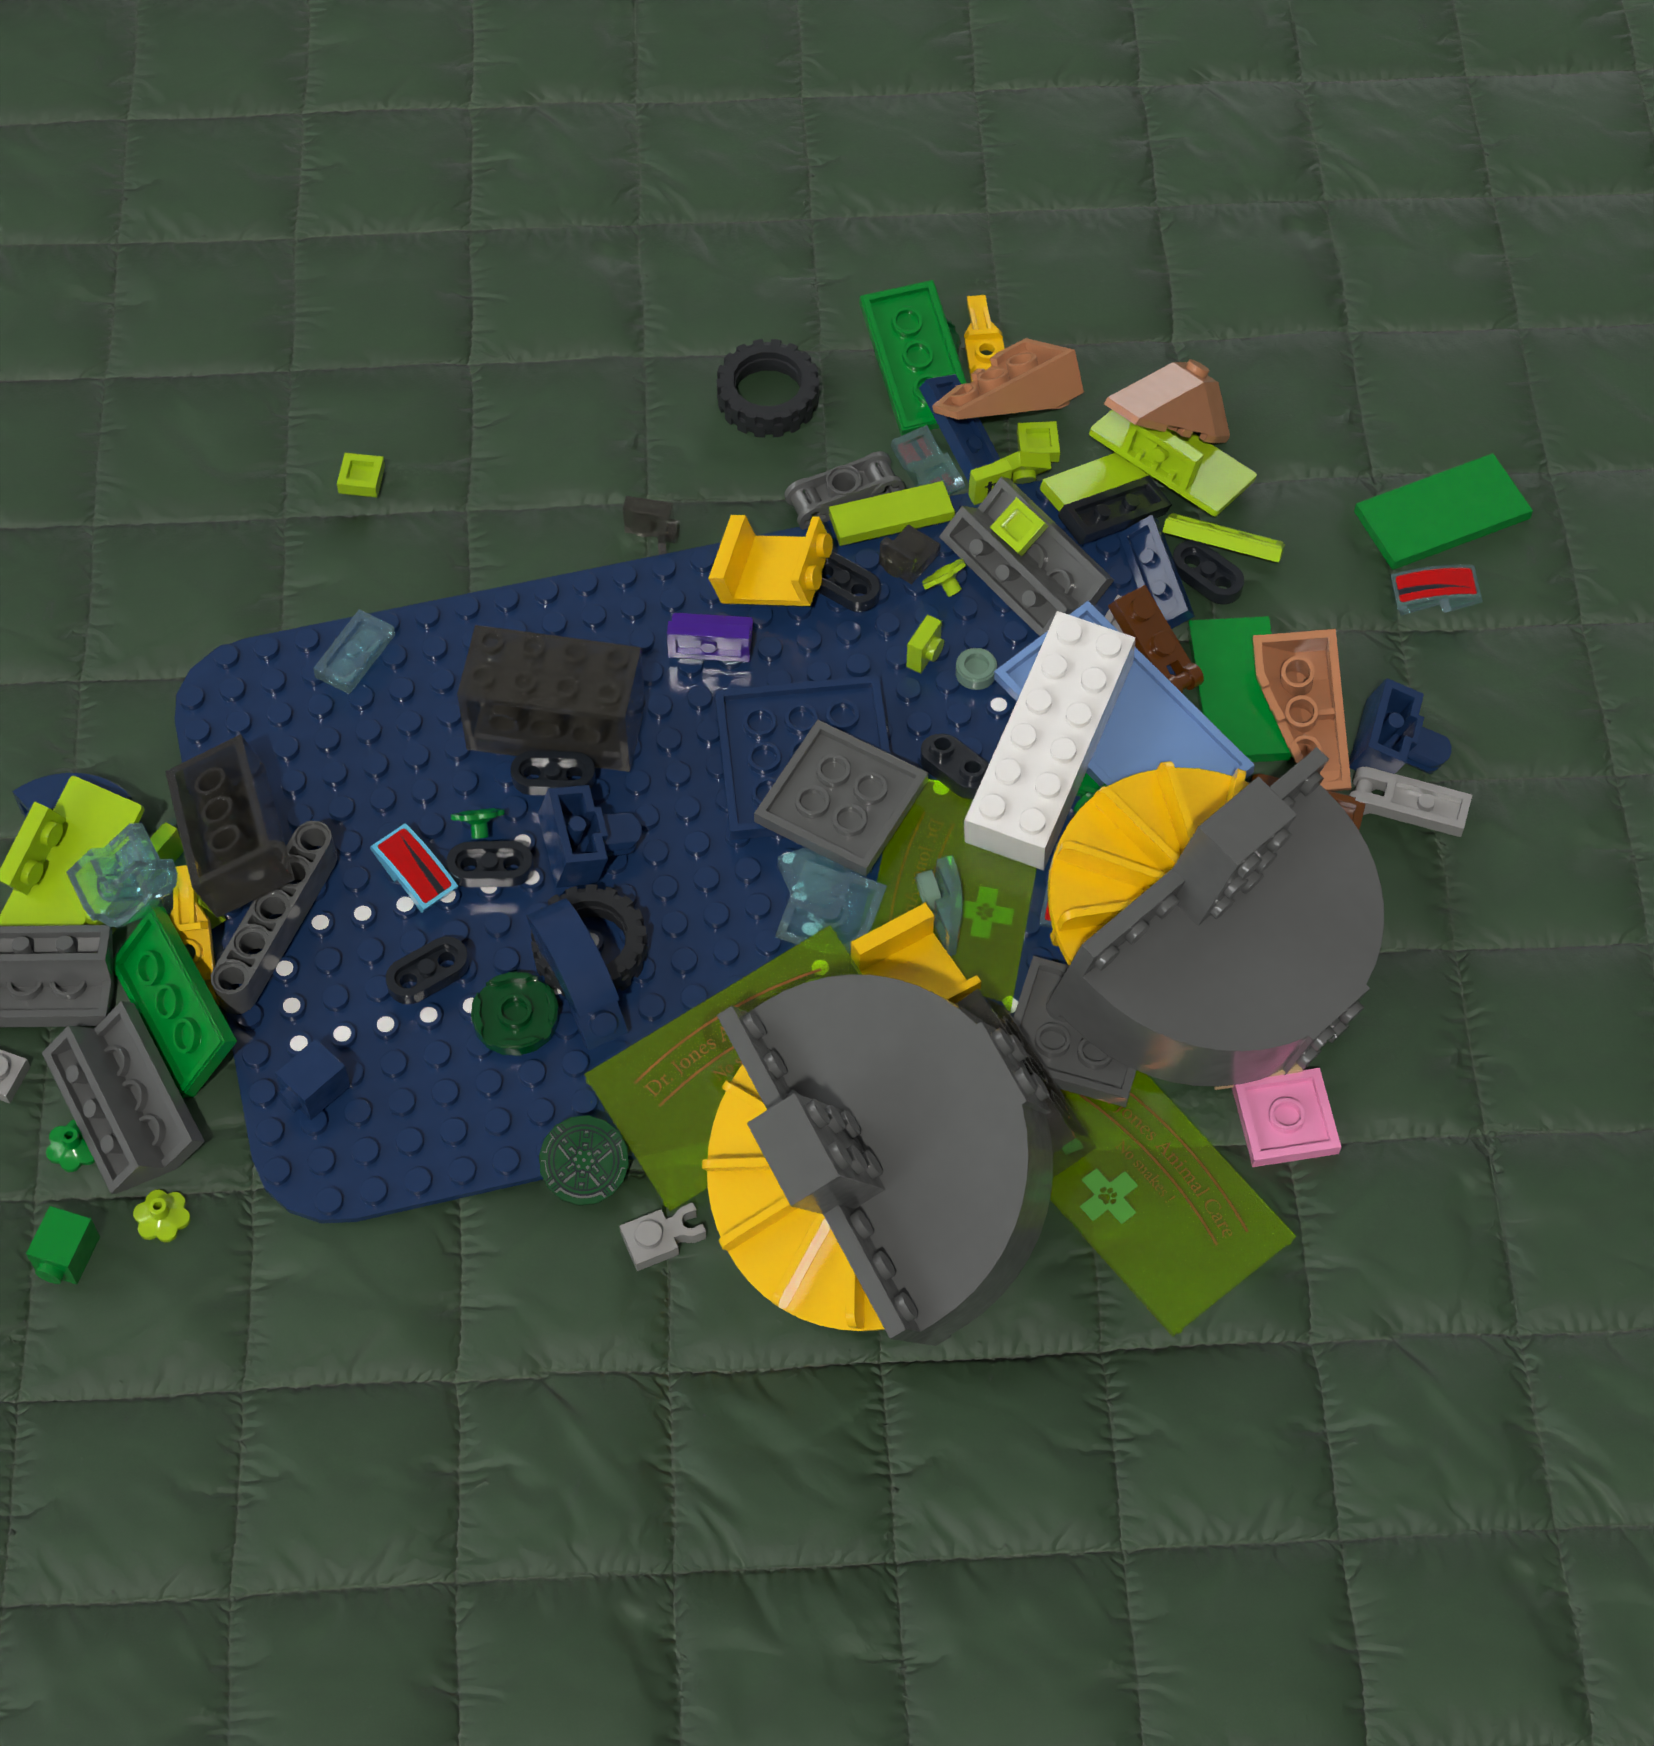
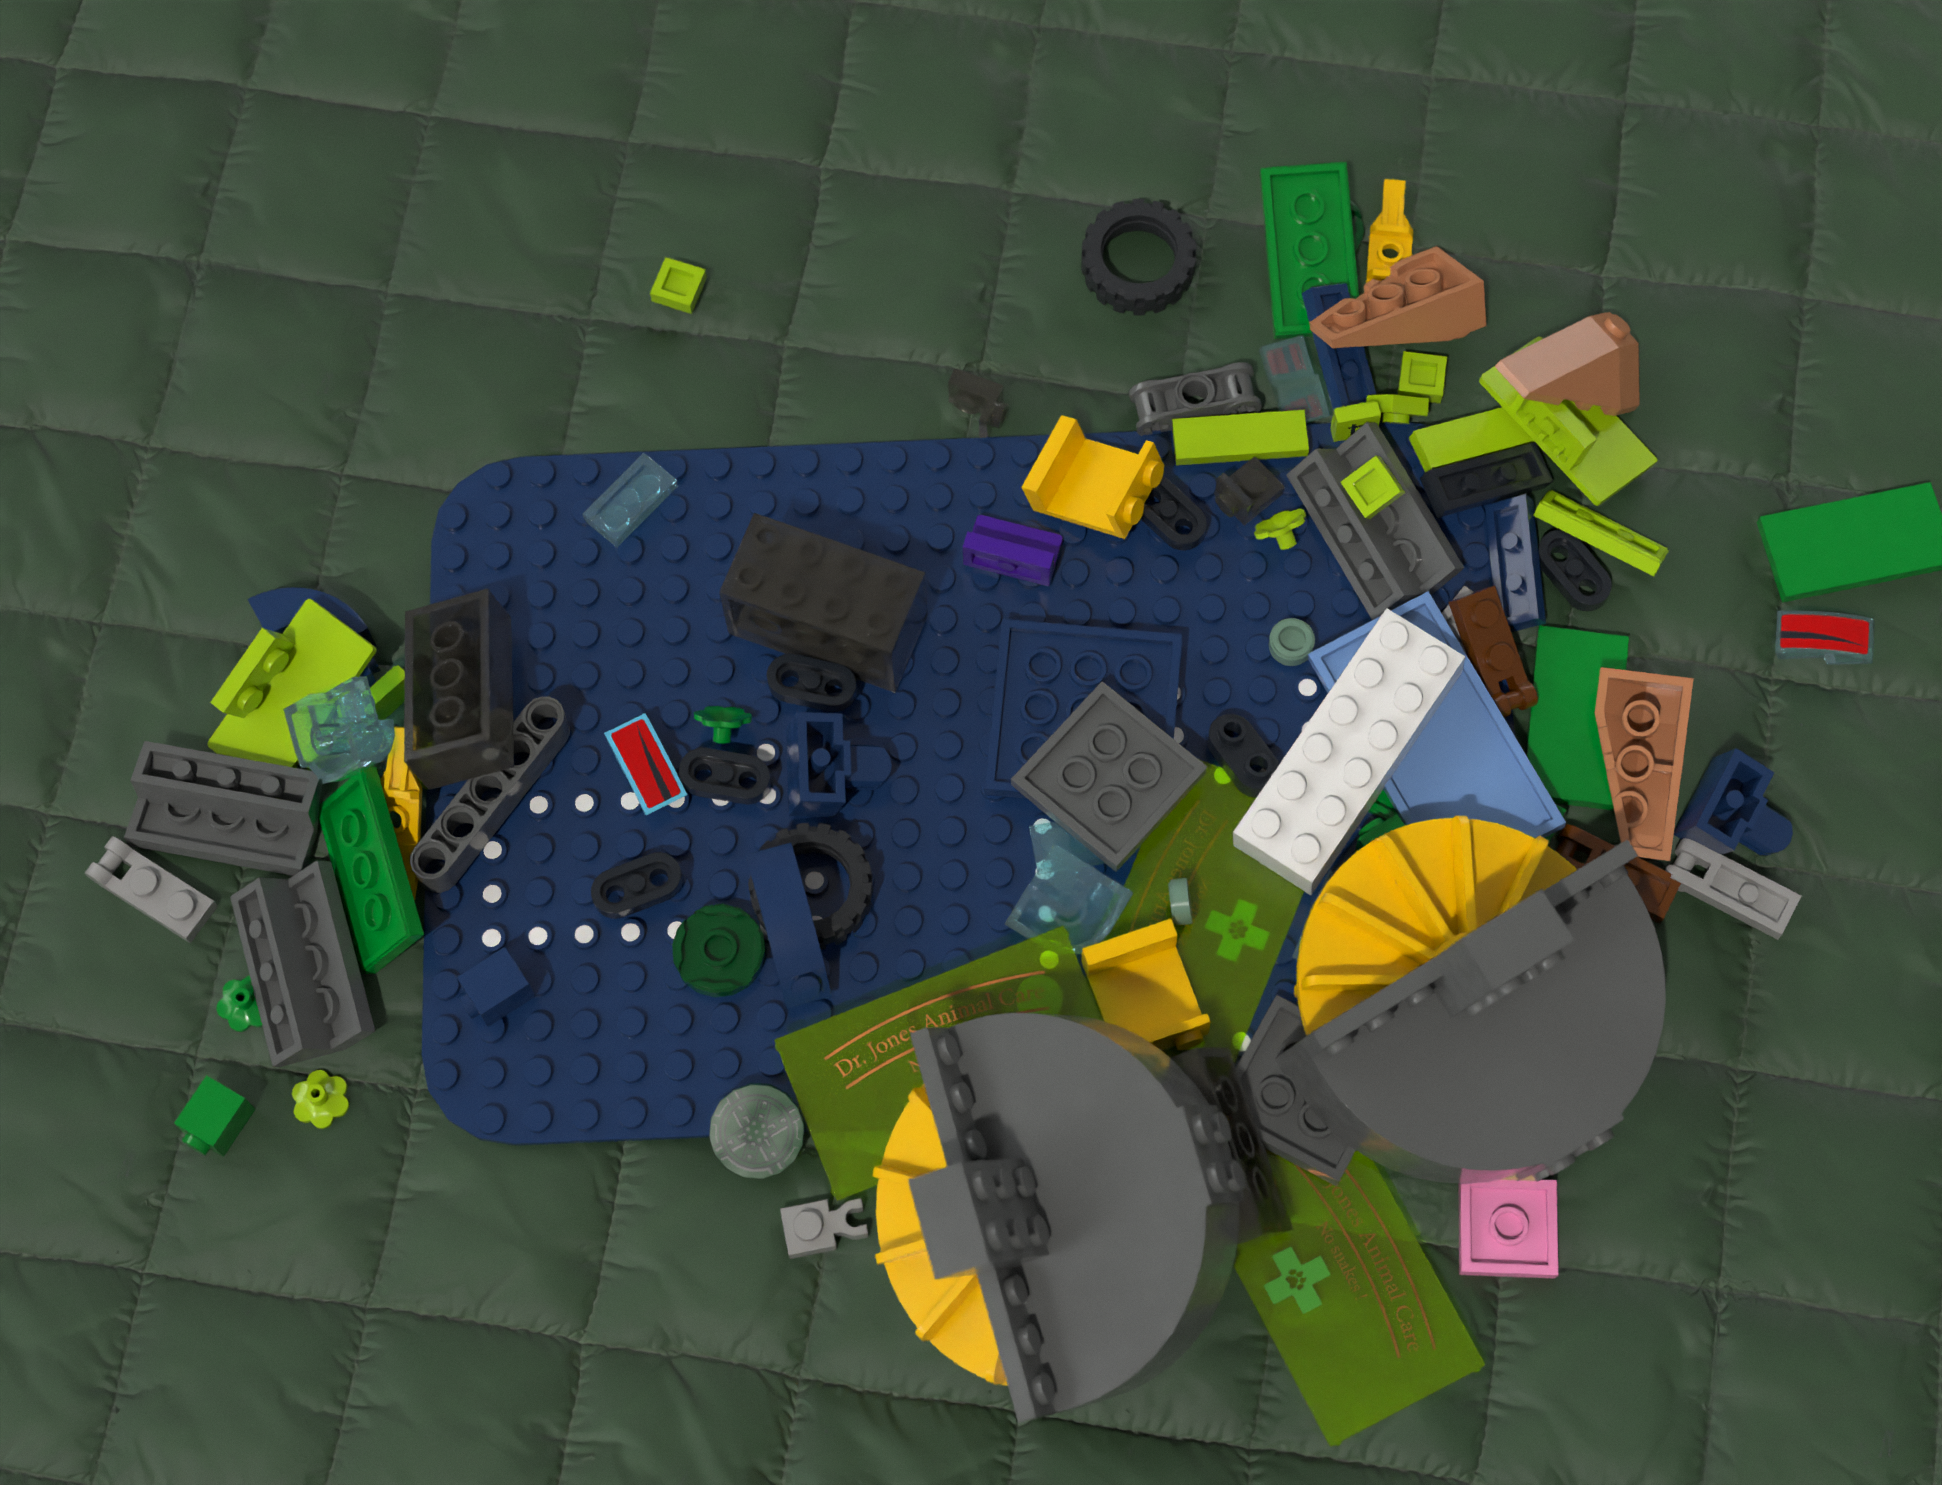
camera: 15 degrees right, 10 degrees up
(925, 644) = (1241, 606): lime plate -> none
(950, 907) = (1196, 929): clear light blue slope -> none

